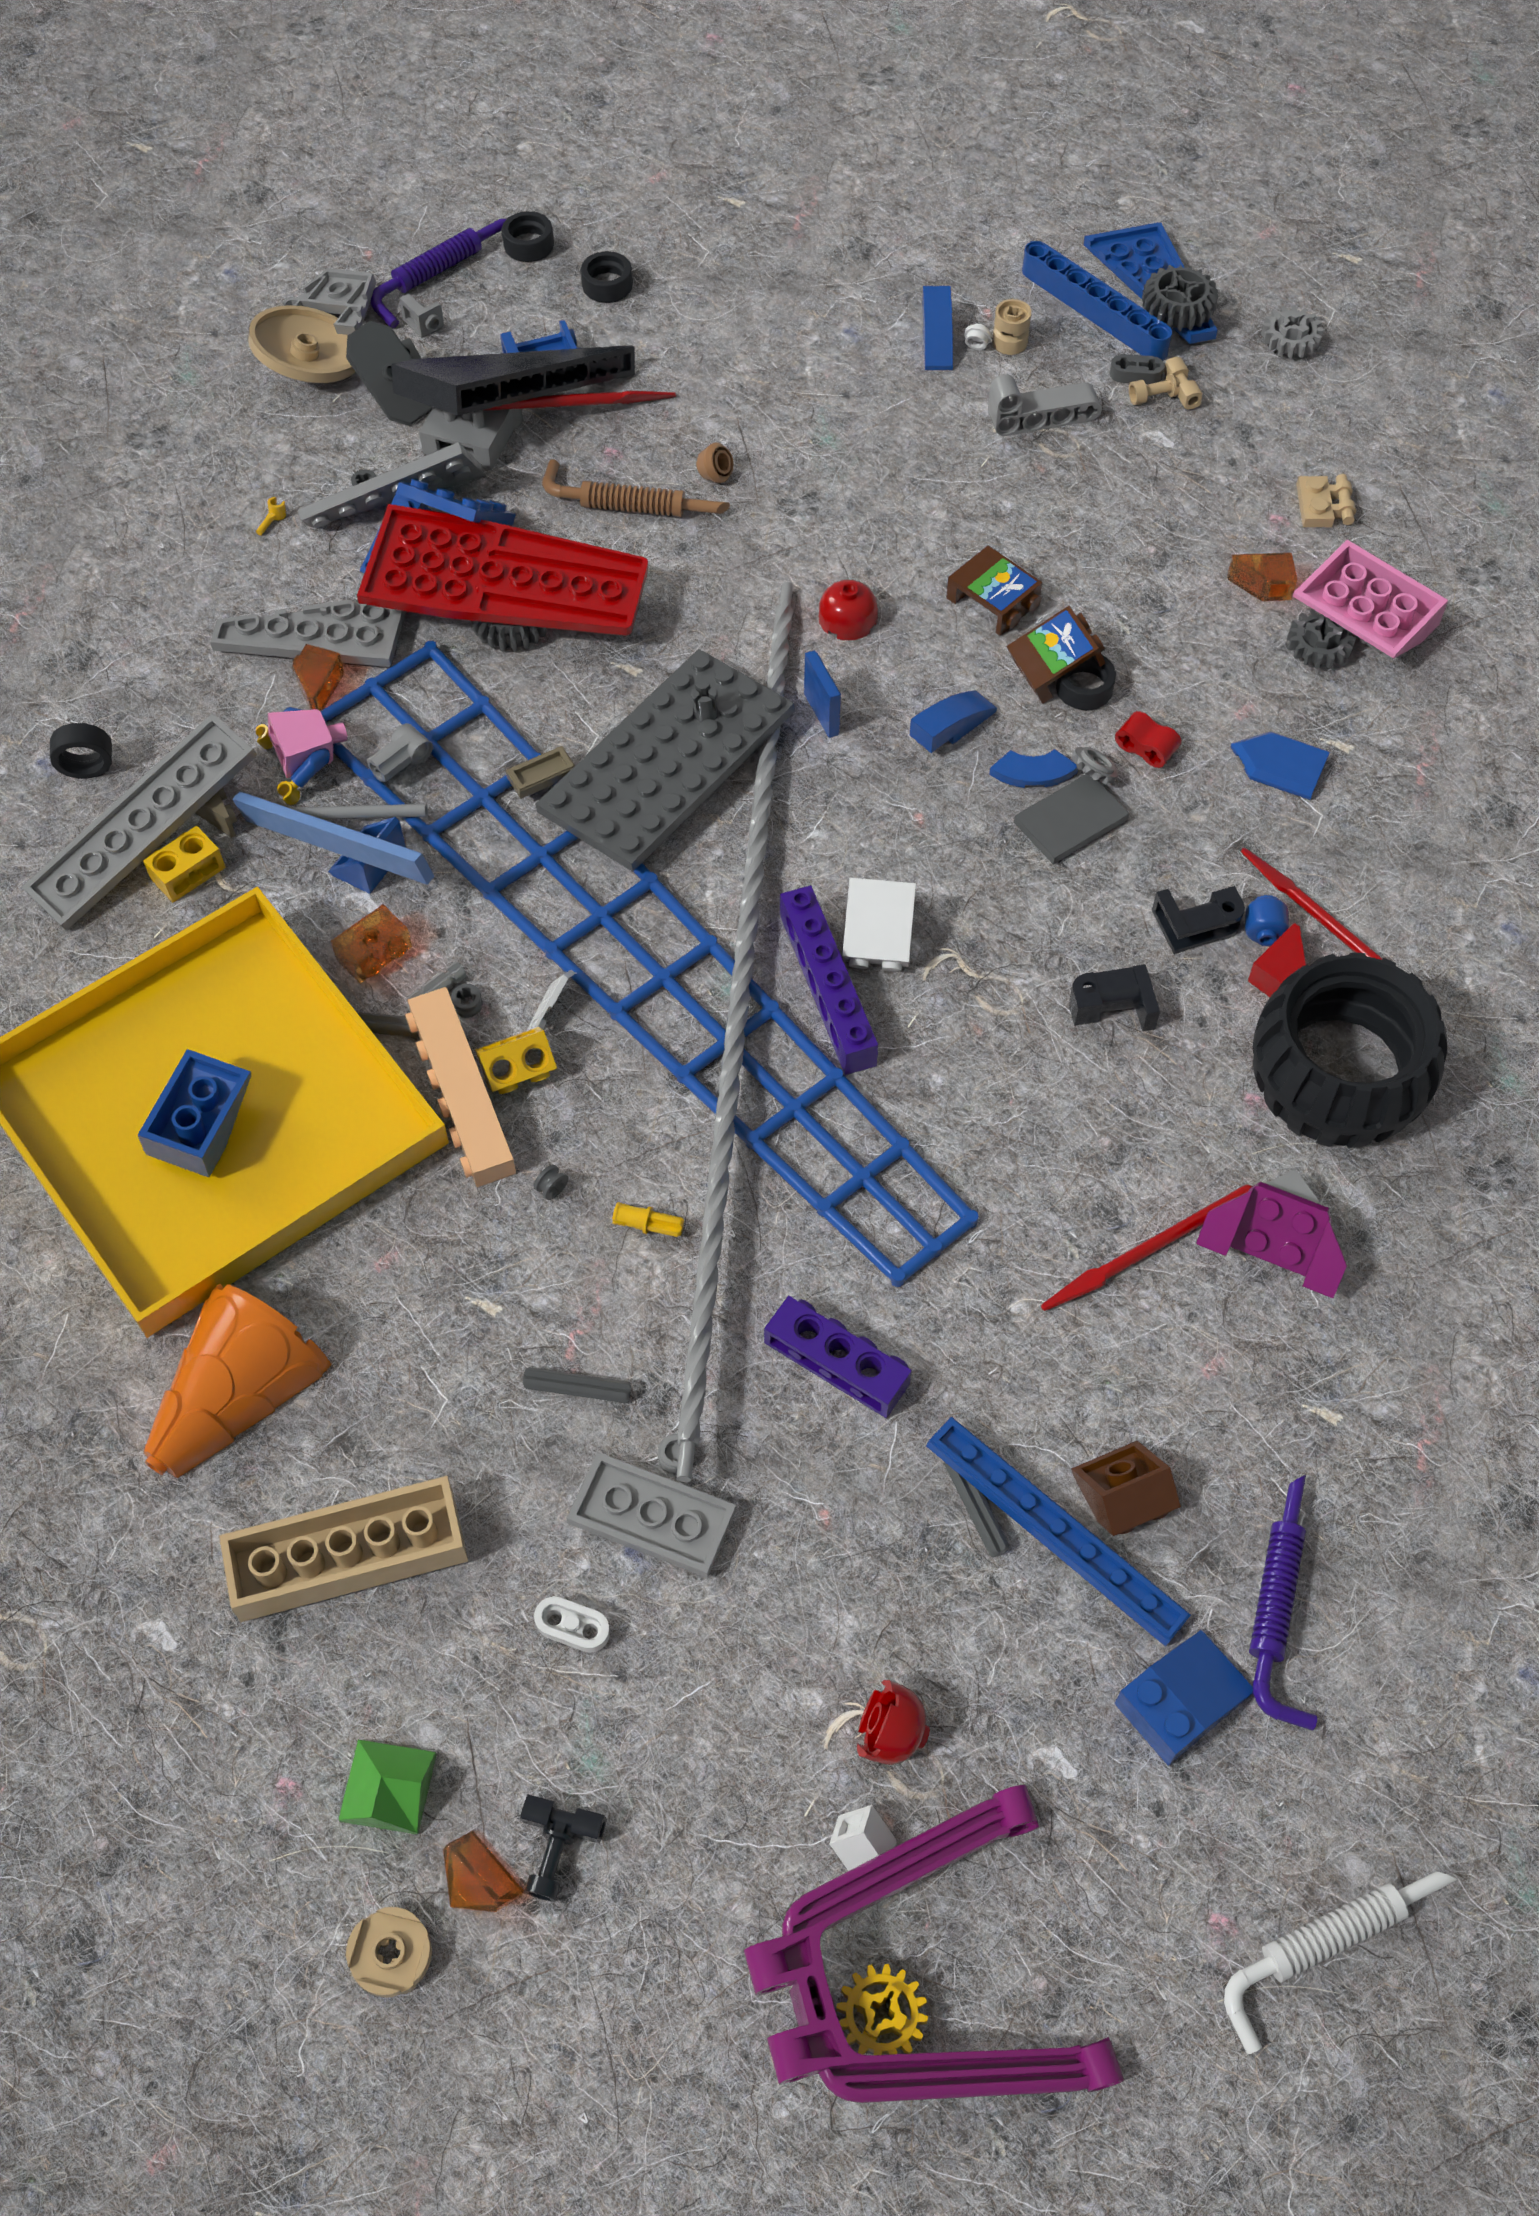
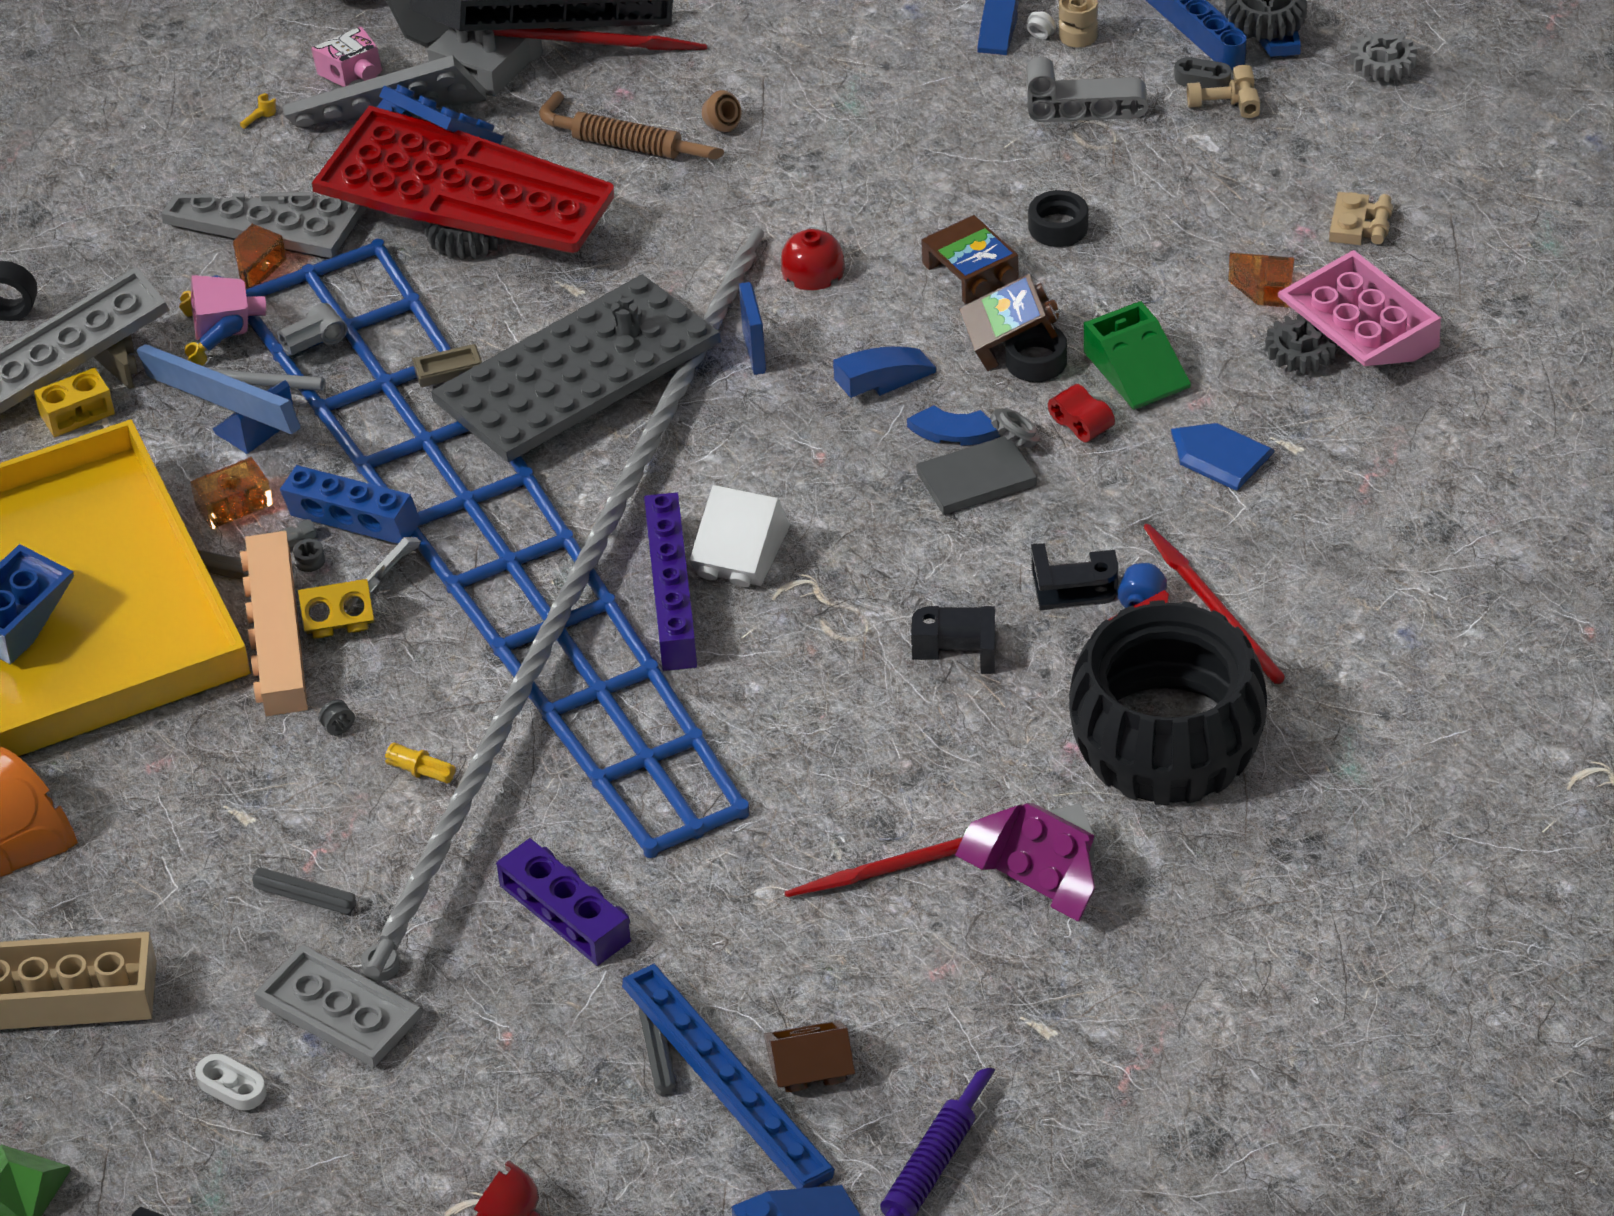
camera: 15 degrees right, 15 degrees down
(343, 449) = (347, 58): none -> bright pink torso
(495, 942) = (350, 504): none -> blue brick
(1063, 520) = (1058, 203): none -> black tyre
(1179, 673) = (1134, 355): none -> green slope

